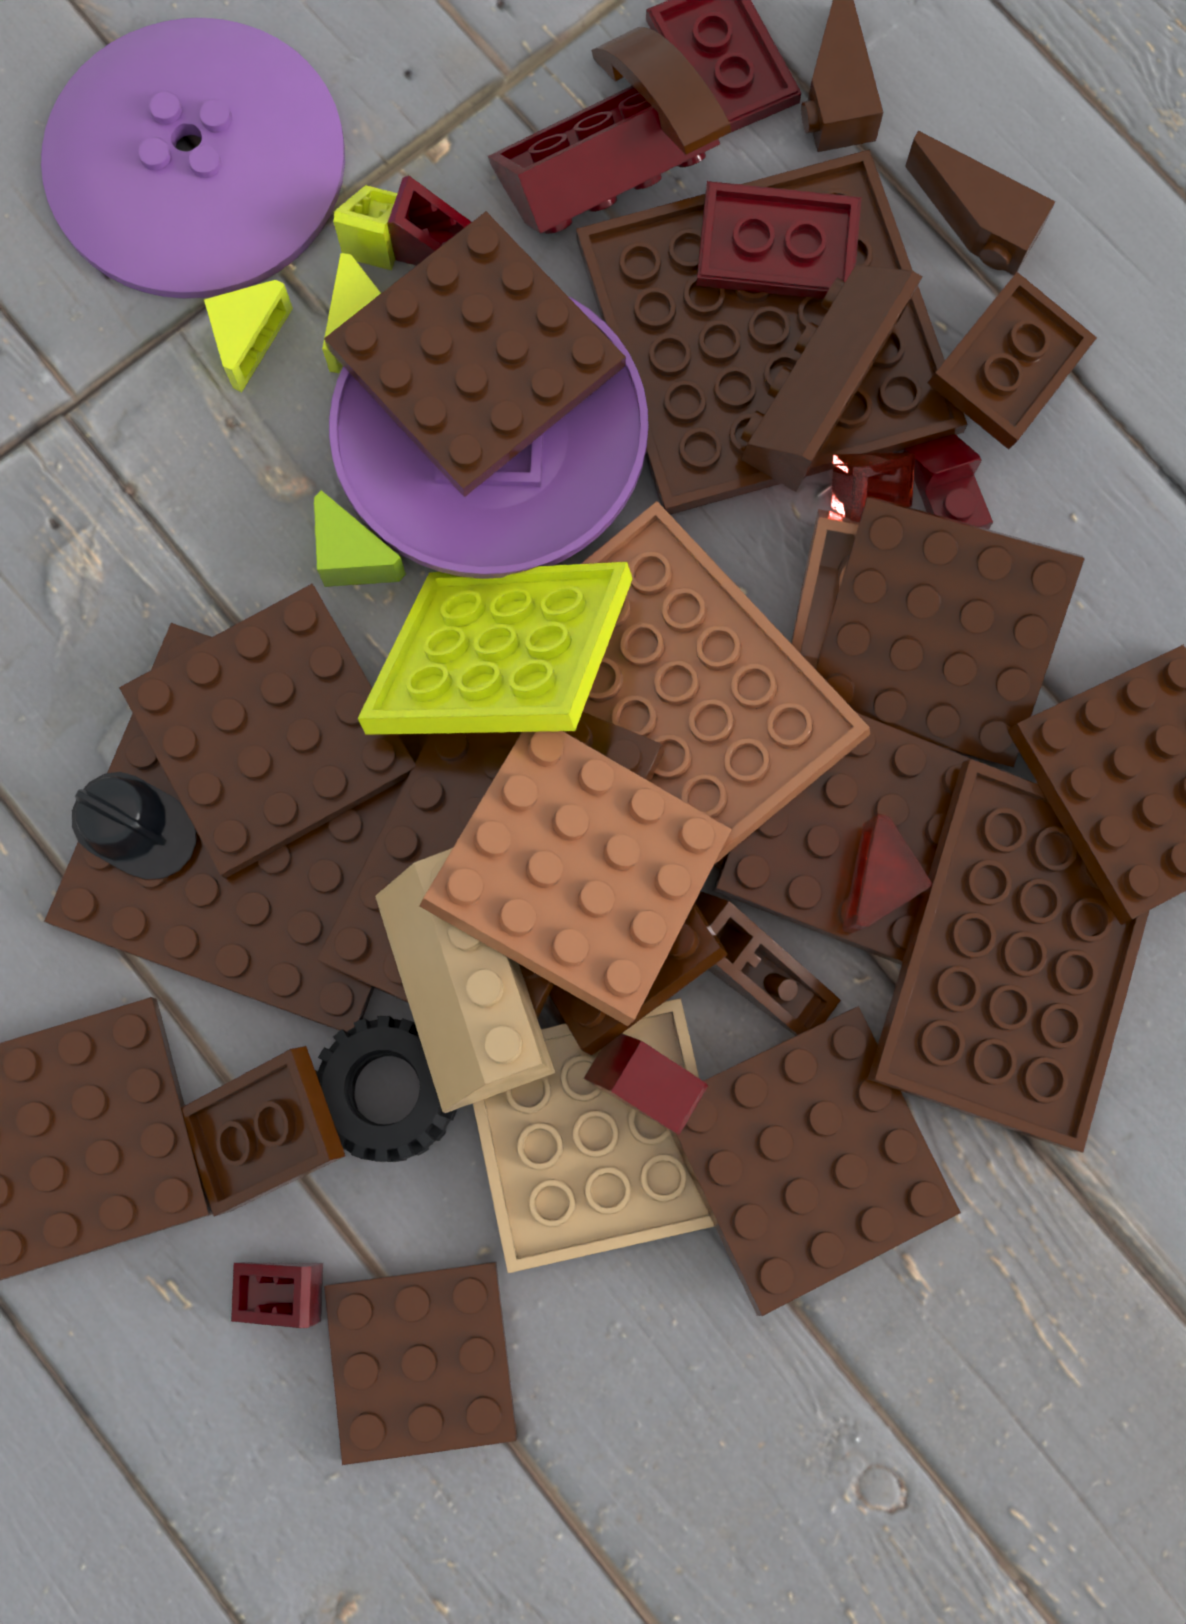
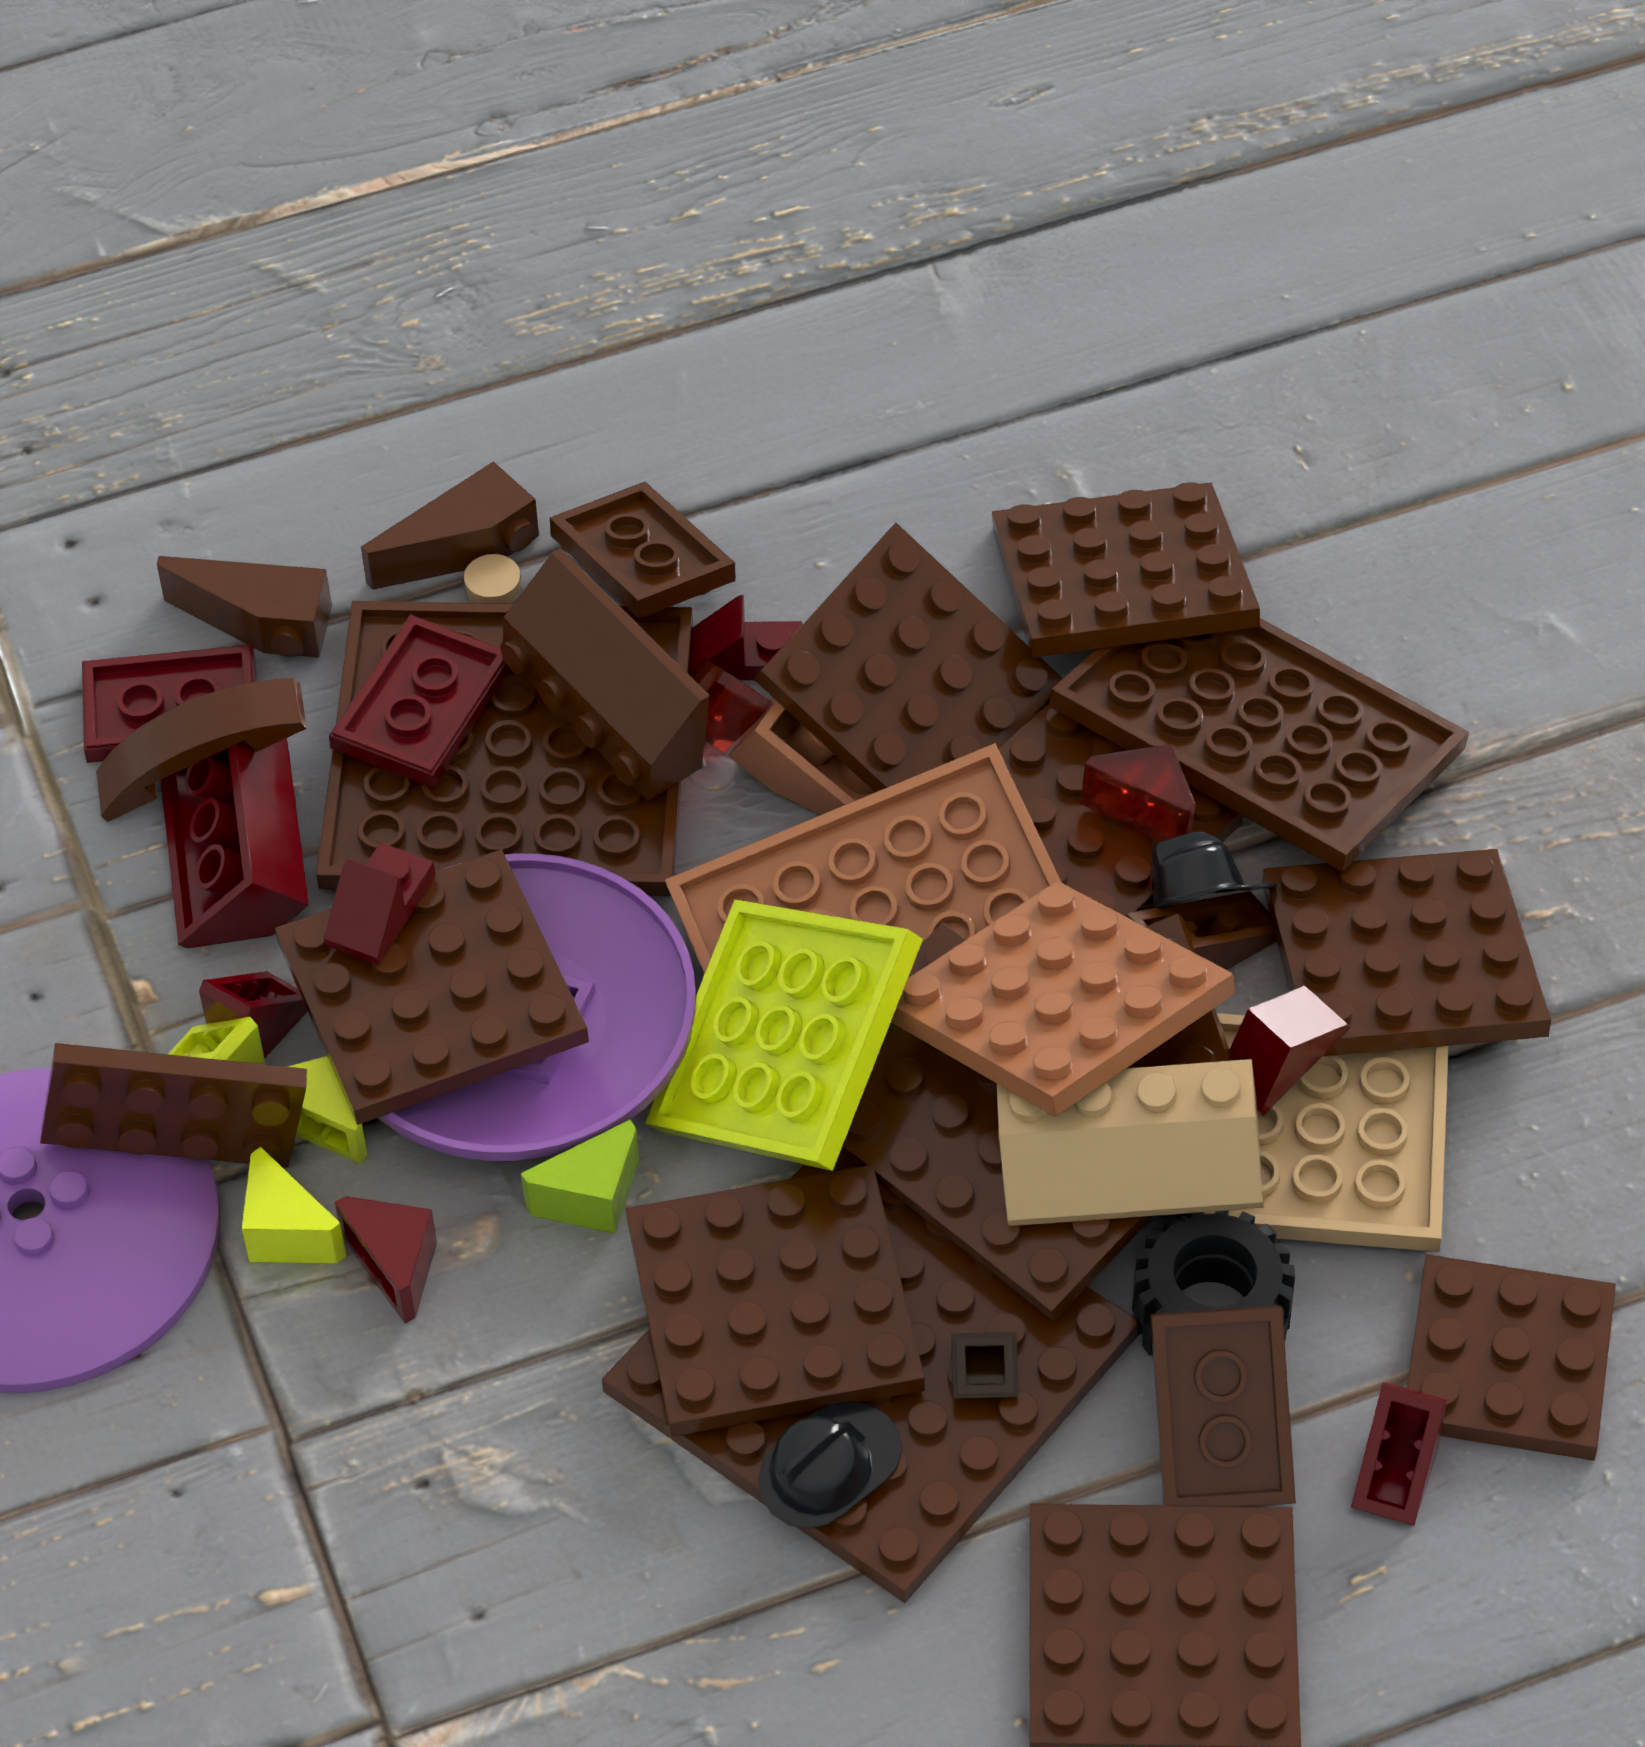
camera: 70 degrees left, 25 degrees down
(236, 421) = (393, 1247): none -> dark red slope
(260, 918) = (984, 1365): none -> dark brown slope
(276, 187) = (171, 1104): none -> reddish brown plate
(520, 277) = (376, 901): none -> dark red slope
(812, 954) = (1192, 868): none -> black piece
(943, 255) = (492, 580): none -> tan tile

